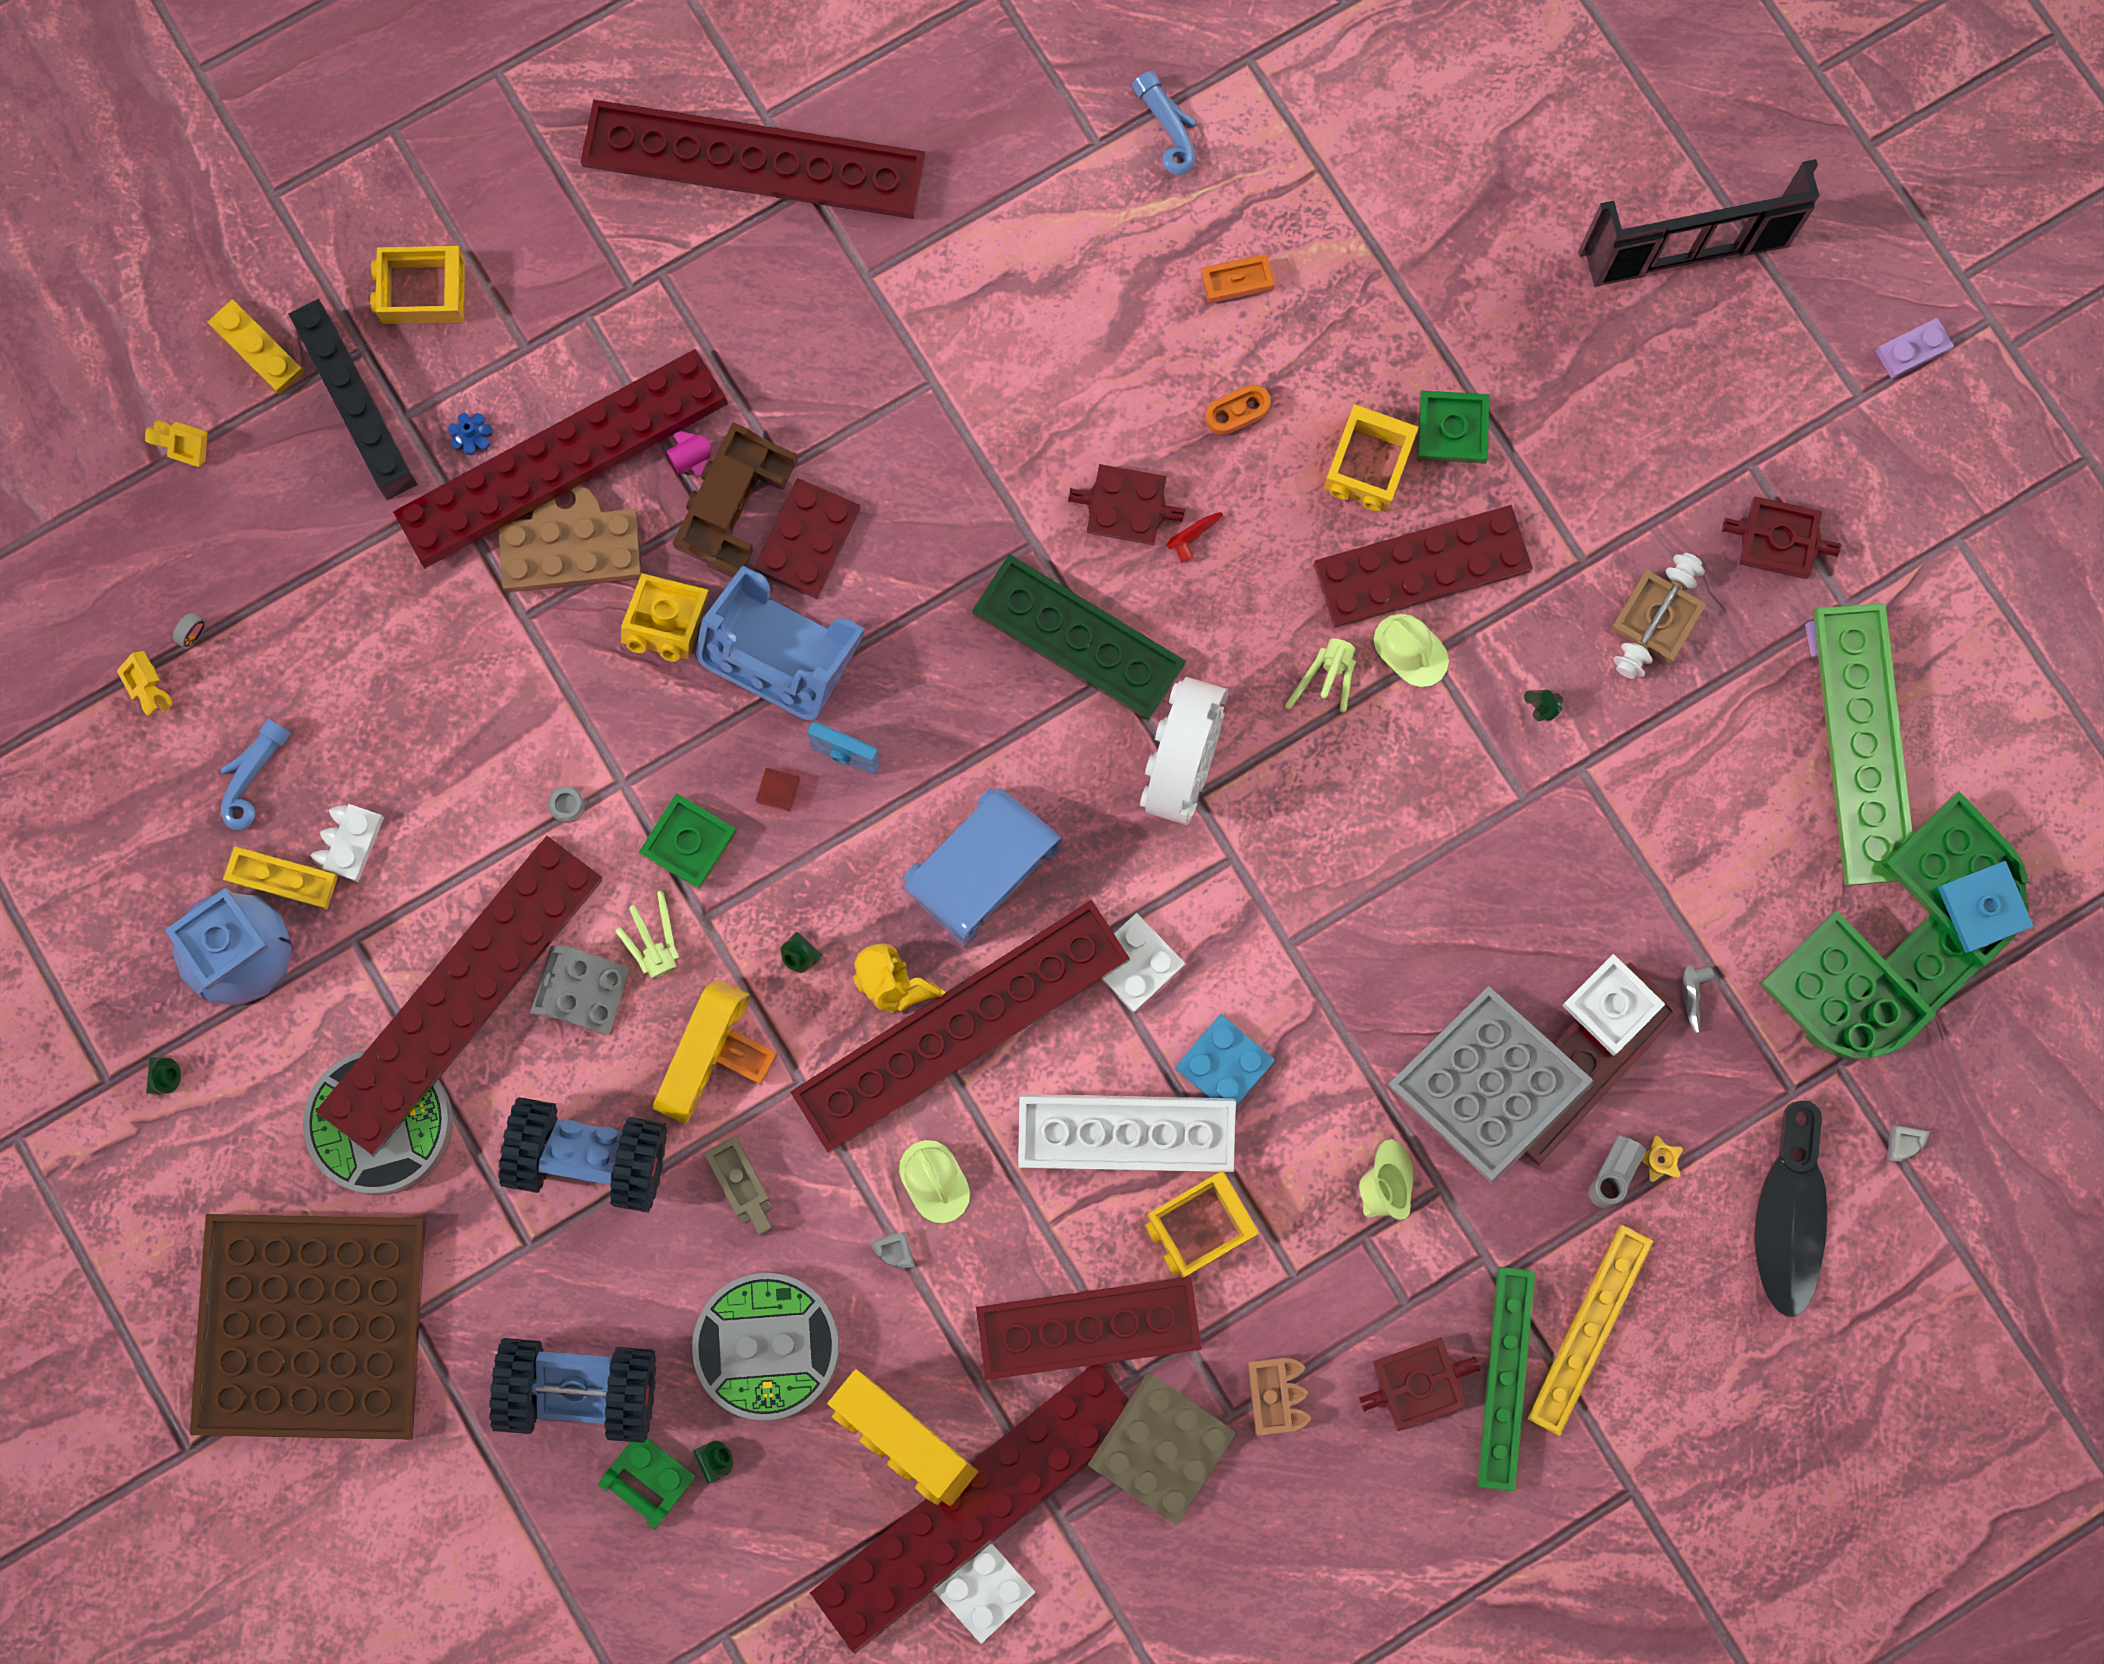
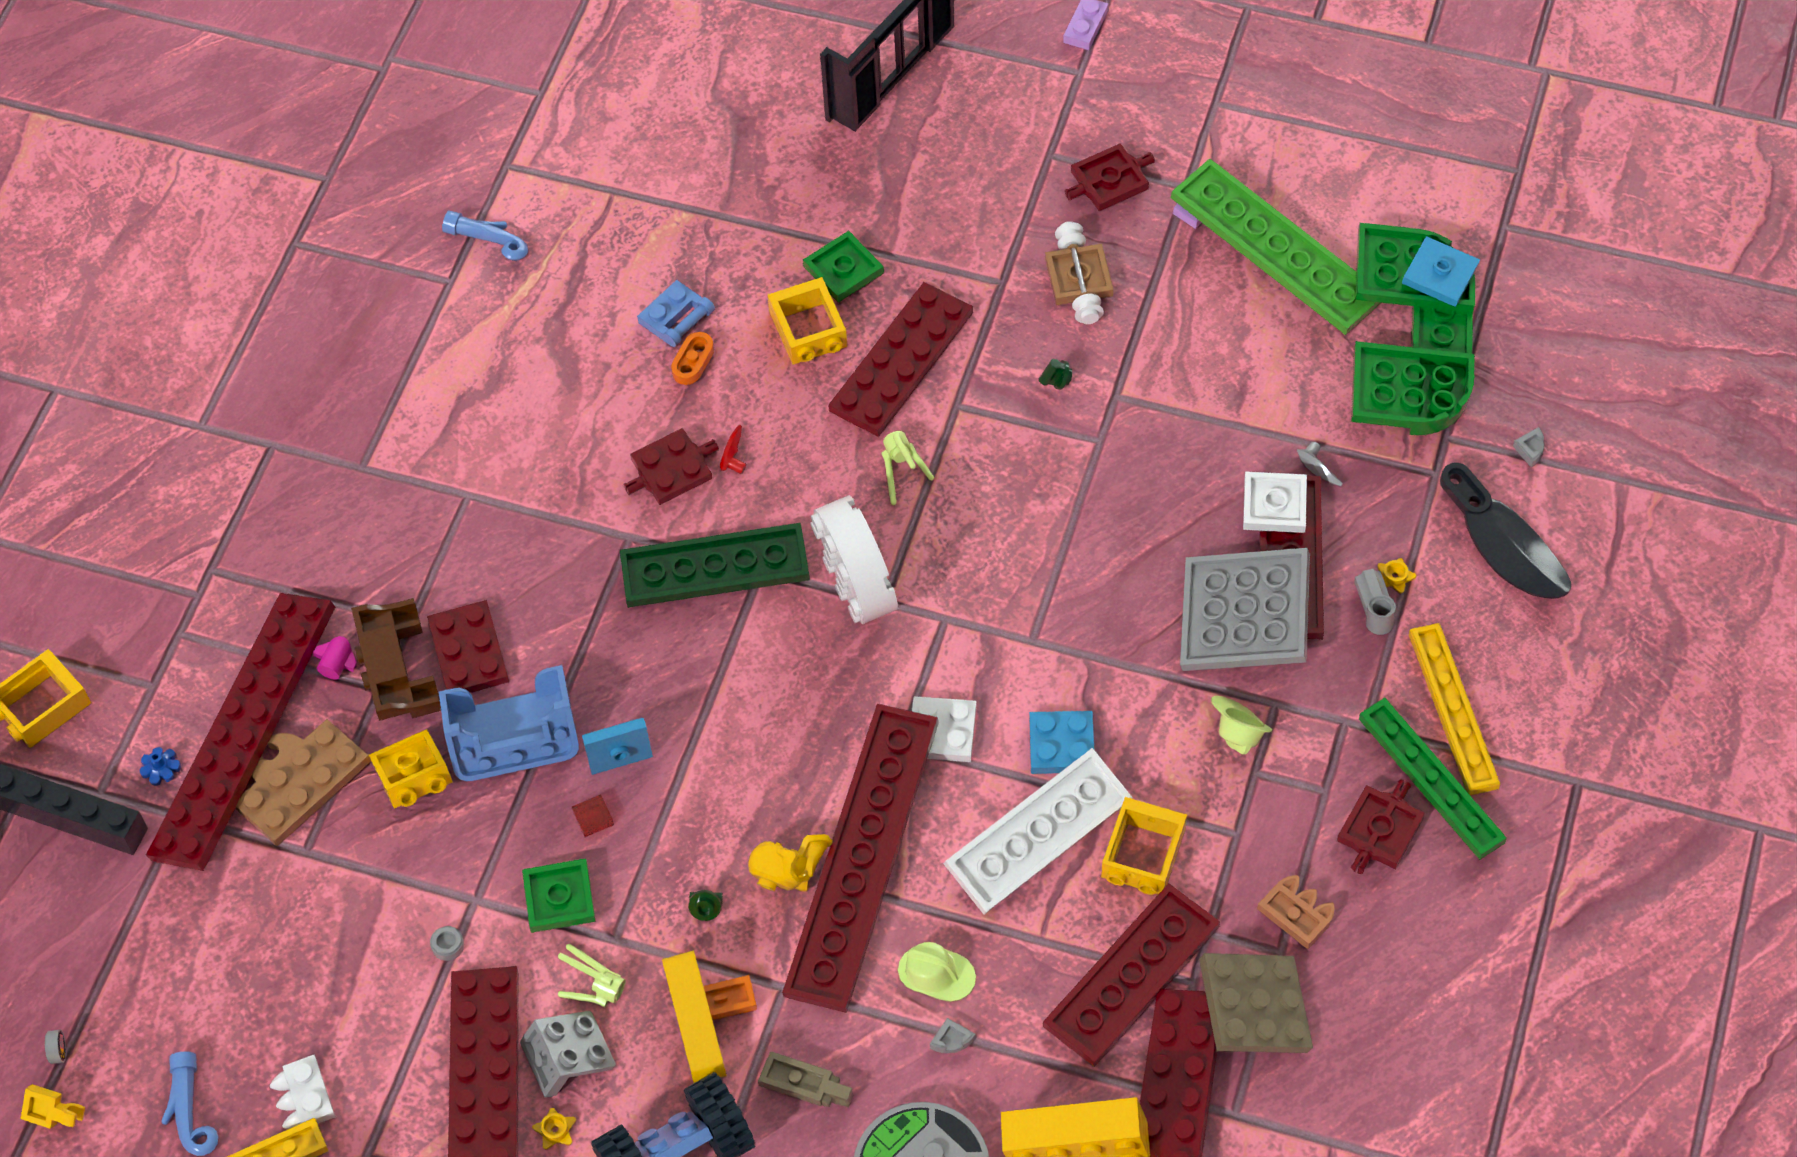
camera: 35 degrees left, 20 degrees down
(509, 1039) = (553, 1120): none -> yellow plate
(753, 159) = (215, 454): dark red plate -> none
(981, 864) = (781, 747): medium blue windscreen -> none
(1237, 278) = (619, 286): orange plate -> none
(1263, 338) = (672, 306): none -> medium blue plate
(1411, 650) = (941, 410): yellowish green piece -> none

